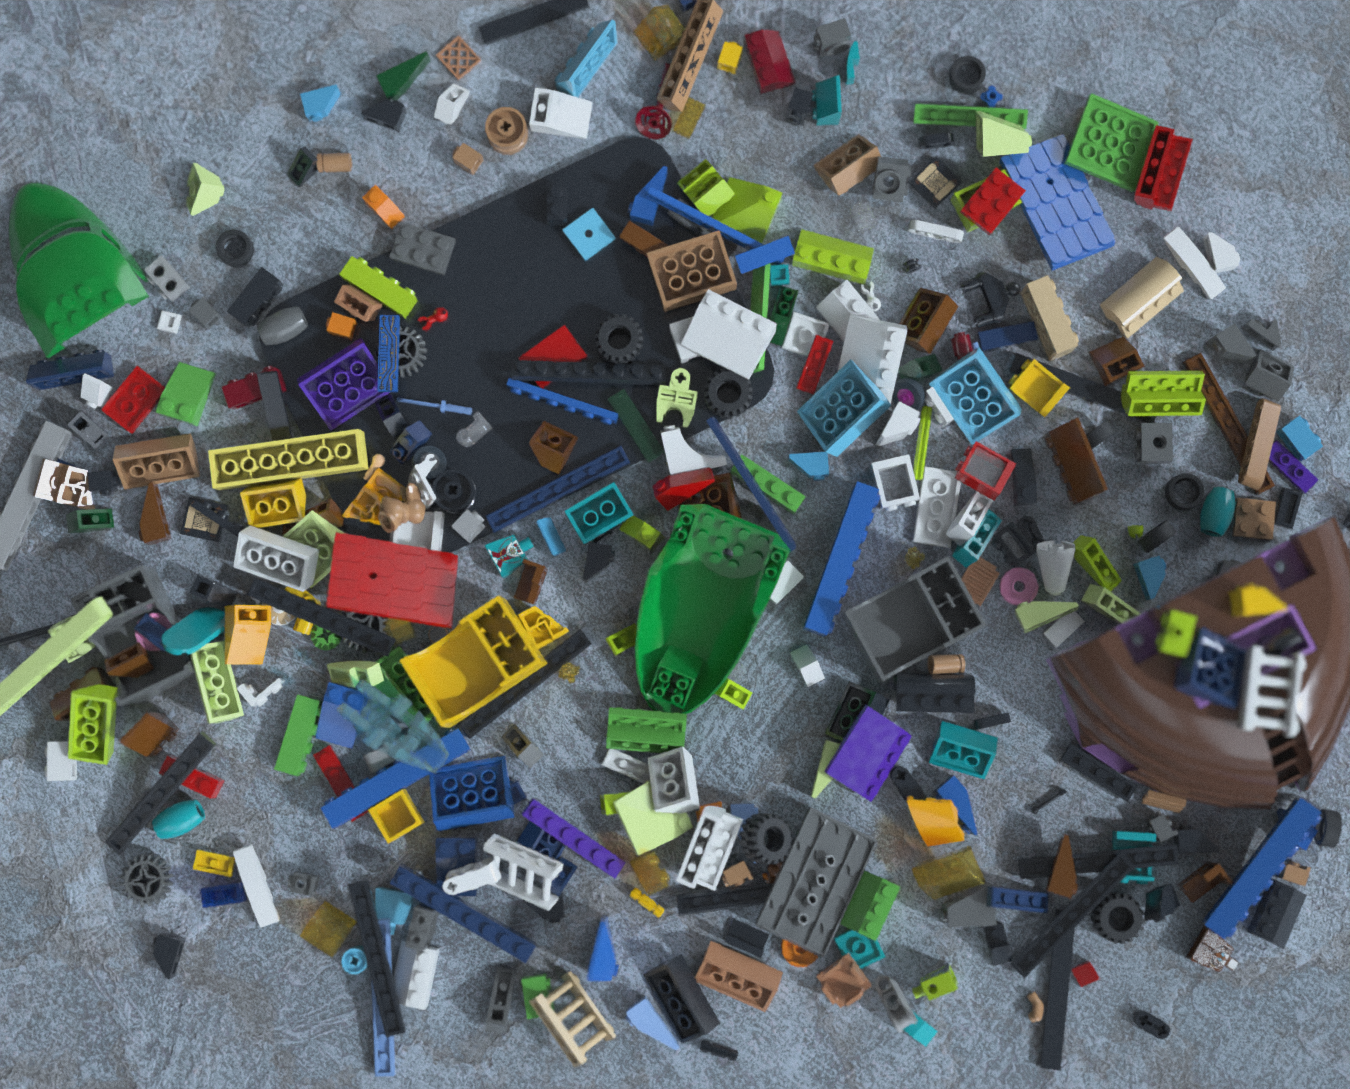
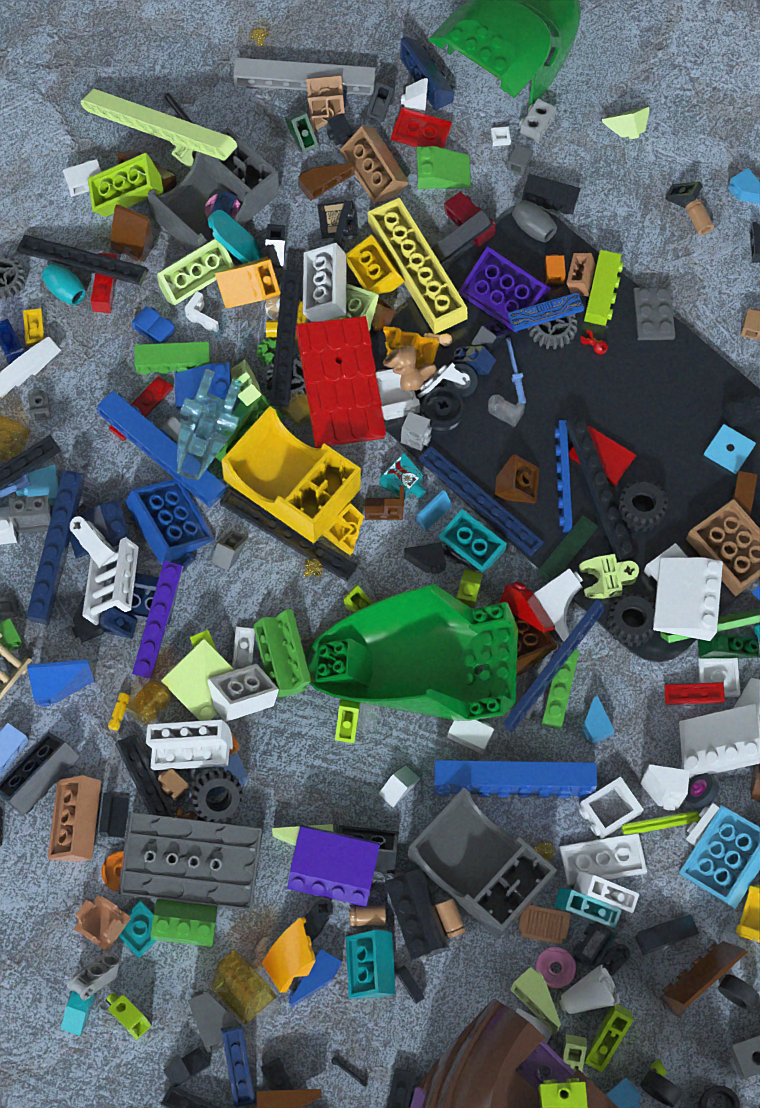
camera: 65 degrees right, 15 degrees down
(130, 662) = (189, 197): reddish brown slope -> none
(224, 238) = (585, 176): black tyre -> none
(258, 742) = (153, 326): none -> blue brick
(383, 206) = (677, 269): orange slope -> none
(396, 816) = (126, 461): yellow piece -> none
(843, 408) = (661, 731): medium azure slope -> none
(920, 368) = (733, 795): slope -> none
(920, 733) = (367, 916): none -> medium nougat piece
(984, 470) = (657, 890): window -> none

